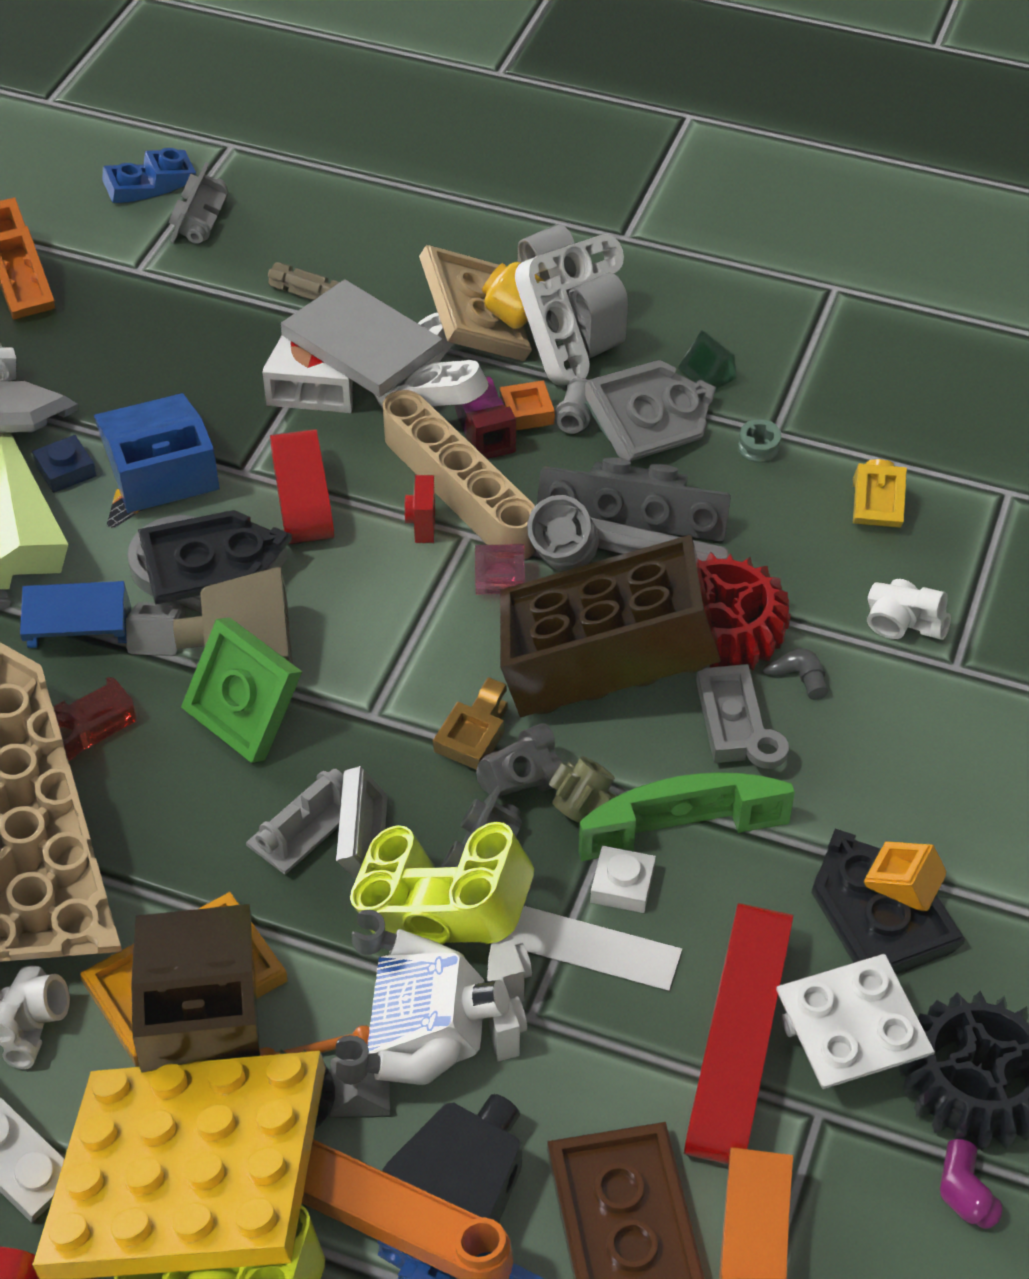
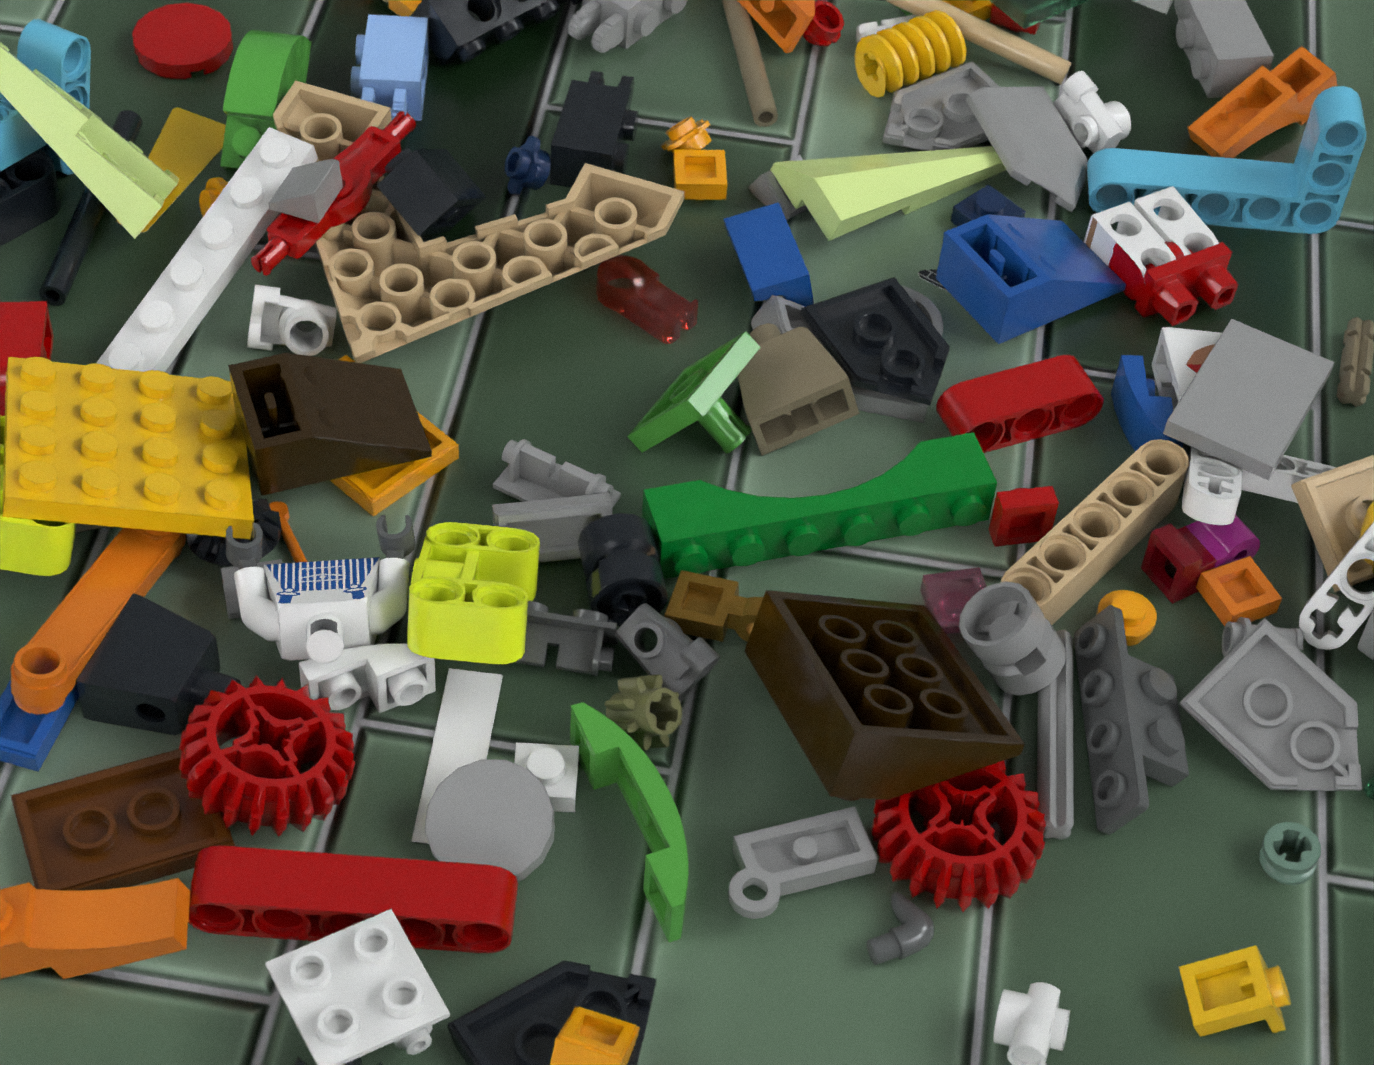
camera: 75 degrees right, 0 degrees up
(110, 288) = (1248, 192): none -> medium azure beam
(166, 358) = (1164, 256): none -> hips
(347, 415) = (1136, 406): none -> blue slope
(383, 709) = (716, 528): none -> green arch
(425, 780) = (621, 566): none -> black wheel
(526, 474) = (1137, 612): none -> light orange plate
(588, 1076) = (260, 774): none -> red gear
(676, 917) = (491, 817): none -> light grey tile

